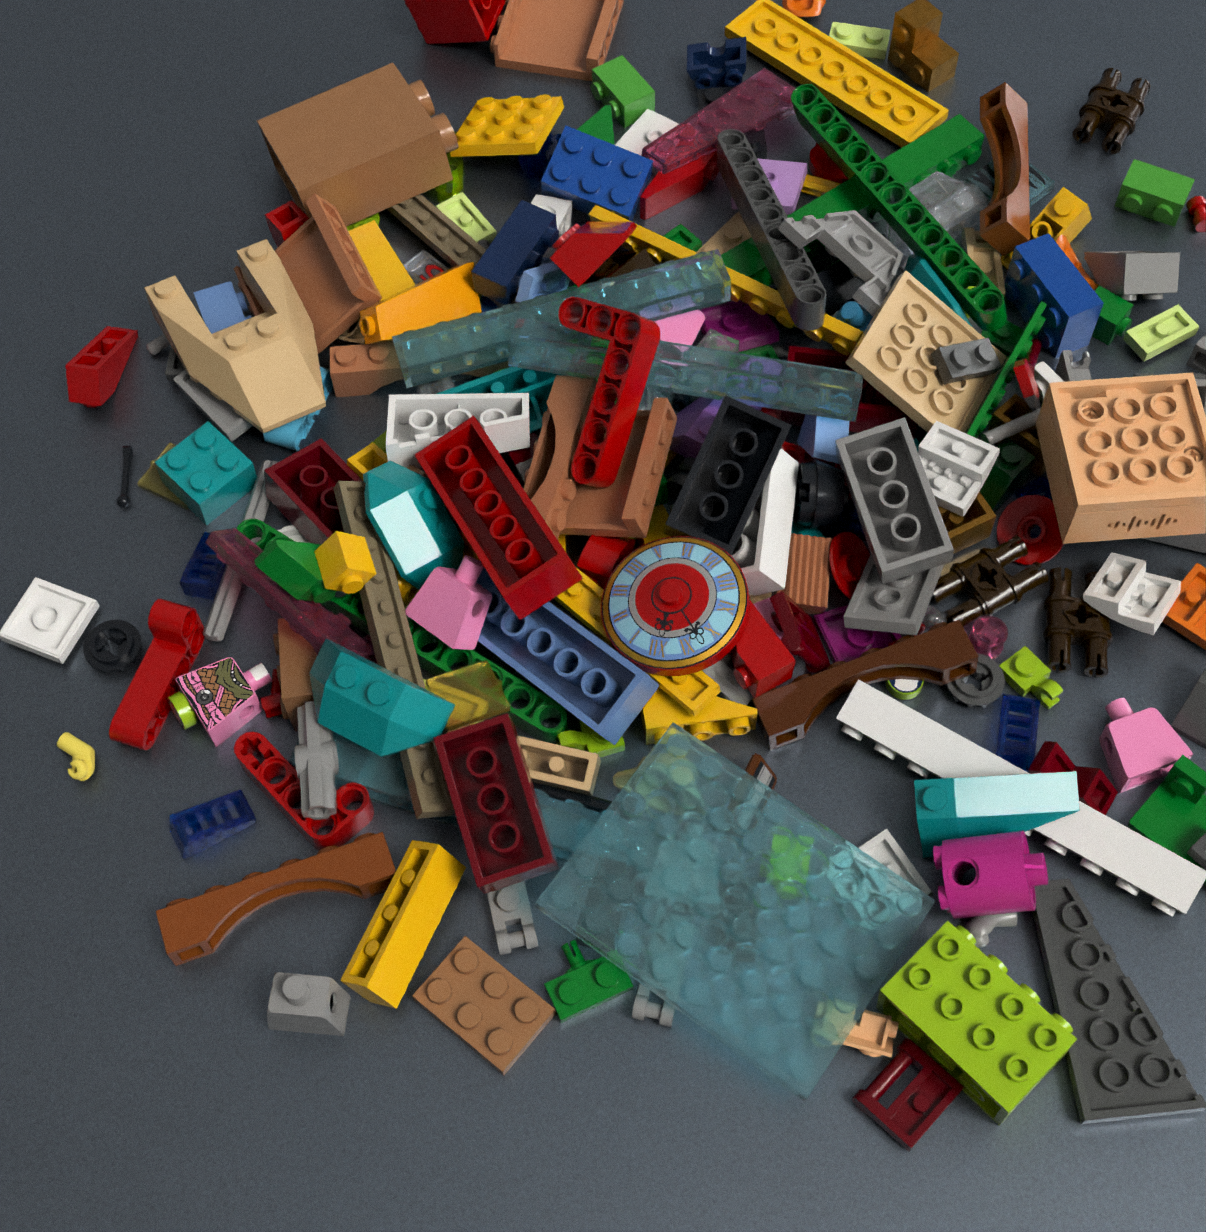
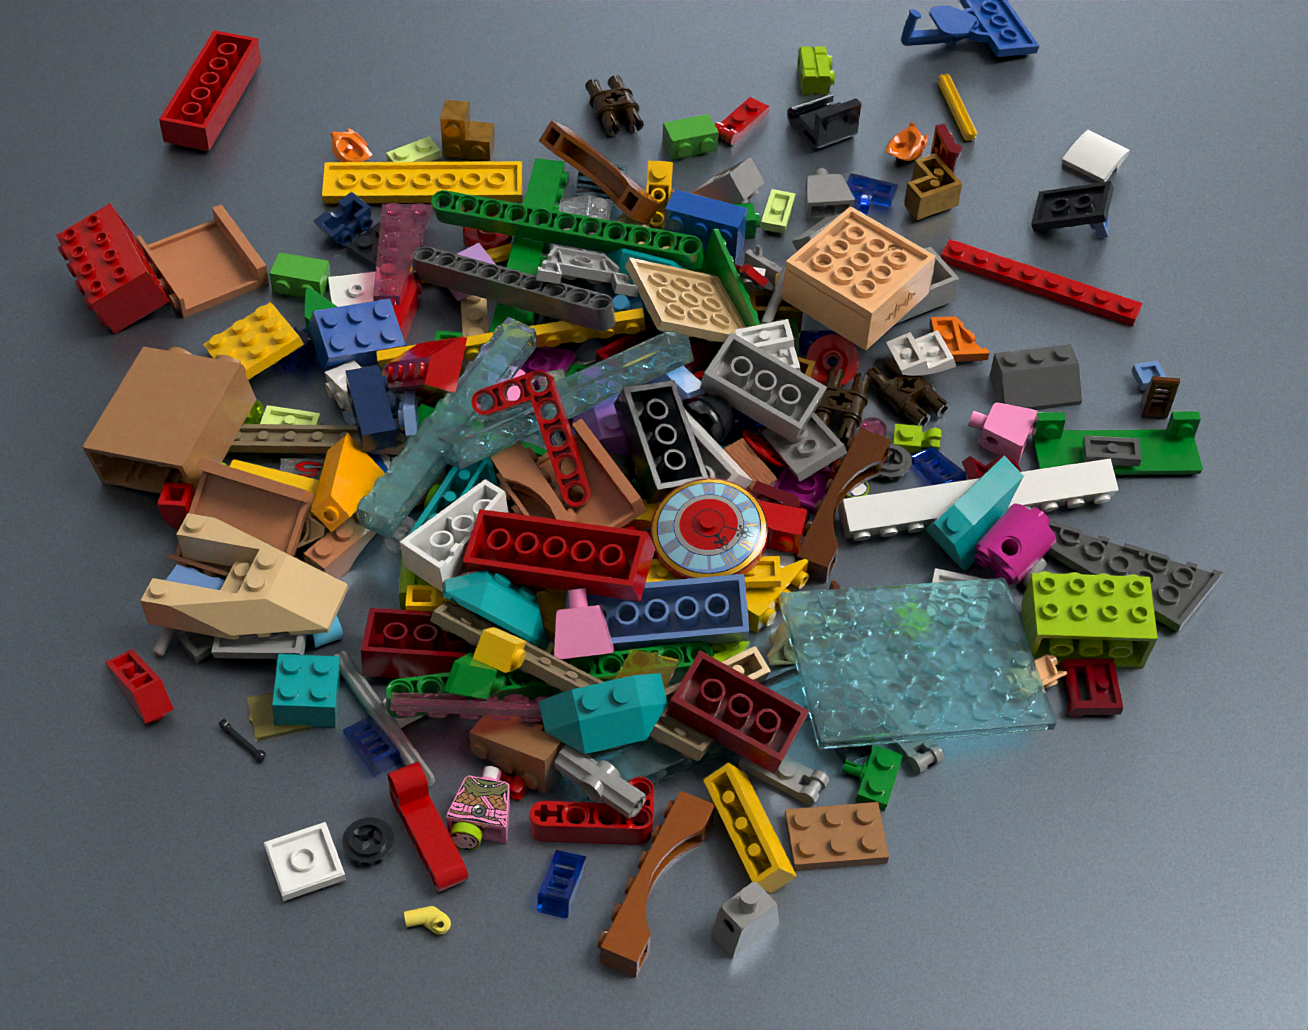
camera: 50 degrees left, 10 degrees down
(966, 360) = (709, 288): dark grey plate -> none

